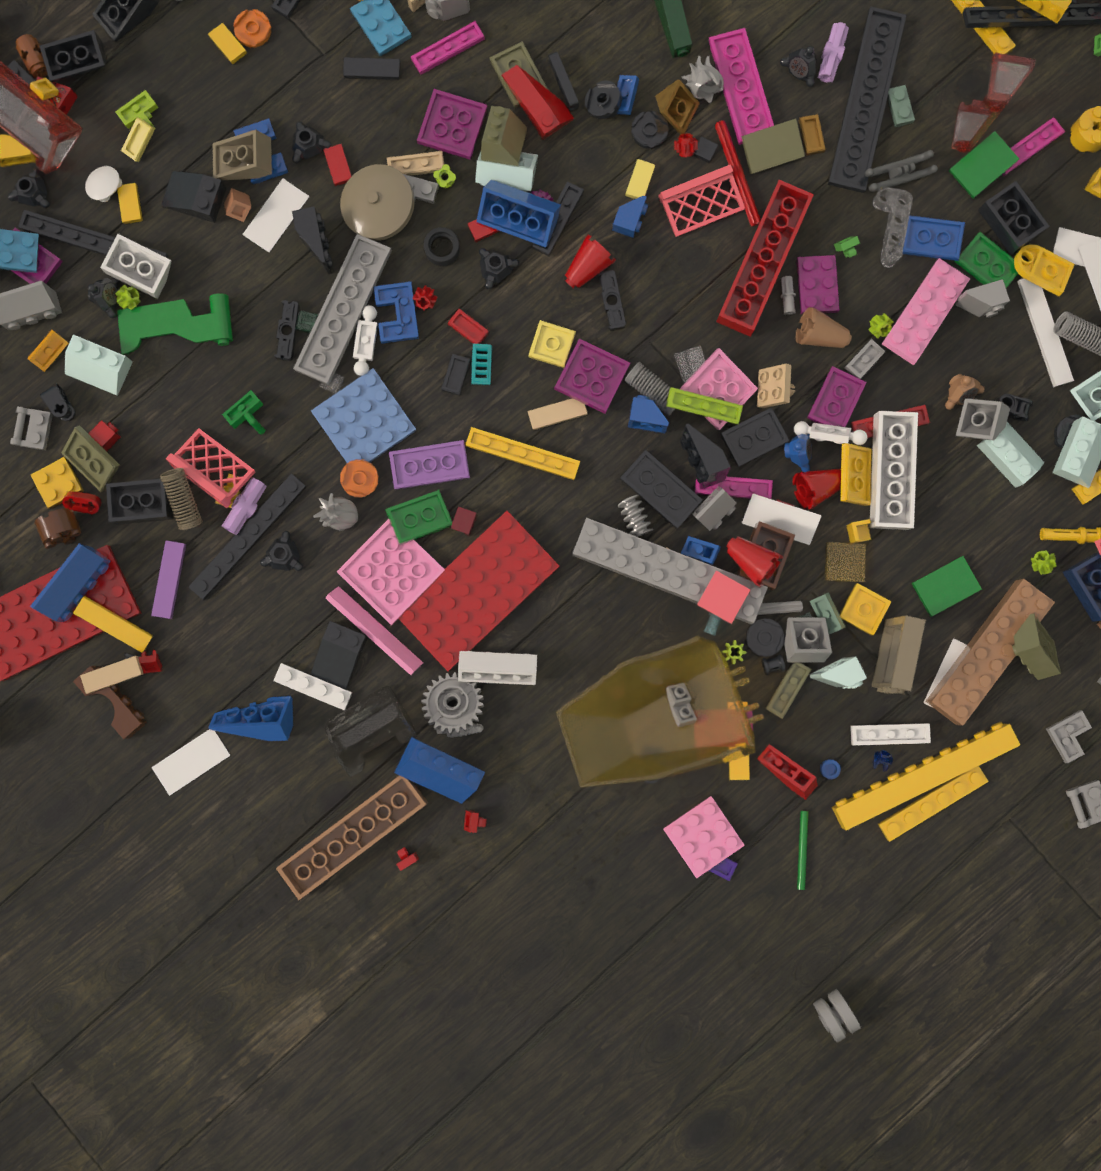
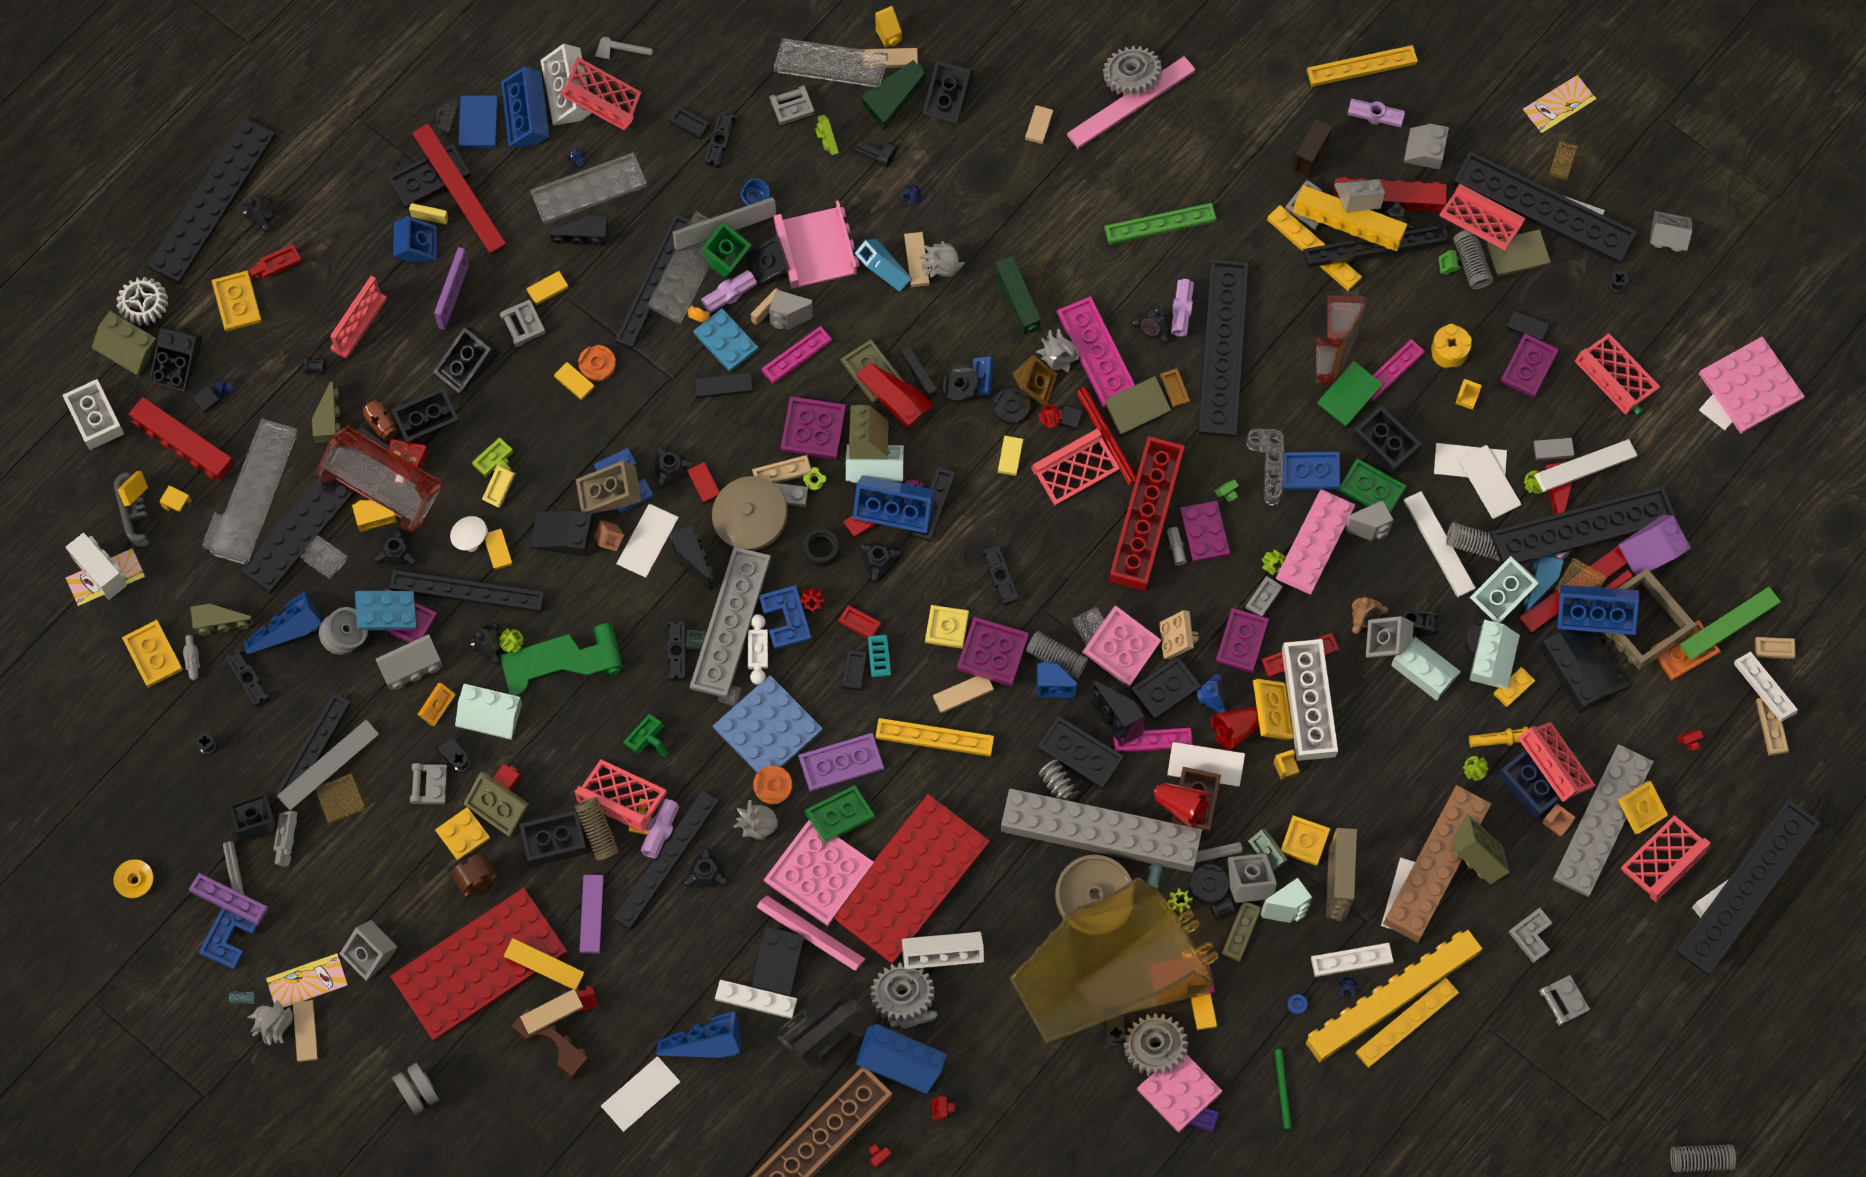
camera: 10 degrees left, 15 degrees down
(44, 89) = (401, 450): yellow tile -> none
(71, 583) = (499, 926): blue slope -> none
(82, 502) = (493, 848): red beam -> none
(137, 266) = (518, 608): white slope -> none
(464, 521) = (886, 810): dark red panel -> none
(588, 262) = (971, 542): red cone -> none
(628, 217) = (1004, 492): blue slope -> none
(650, 626) = (1087, 881): none -> dark tan dish
(680, 704) = (1133, 959): light grey slope -> none
(692, 805) = (1160, 1058): none -> light grey gear
(700, 550) = (1130, 804): blue slope -> none
(704, 405) = (1110, 663): lime tile -> none
(715, 508) = (1136, 762): light grey slope -> none
(723, 597) = (1159, 844): coral tile -> none
(788, 772) = (1256, 1012): red slope -> none
(821, 330) = (1215, 575): medium nougat cone -> none
(830, 433) = (1234, 672): white plate -> none
(845, 562) = (1278, 798): clear yellow tile -> none
(899, 171) = (1267, 411): dark grey piece -> none
(900, 106) = (1257, 349): sand green plate -> none
(946, 586) = (1383, 806): green tile -> none
(1043, 268) = (1426, 484): yellow tile -> none

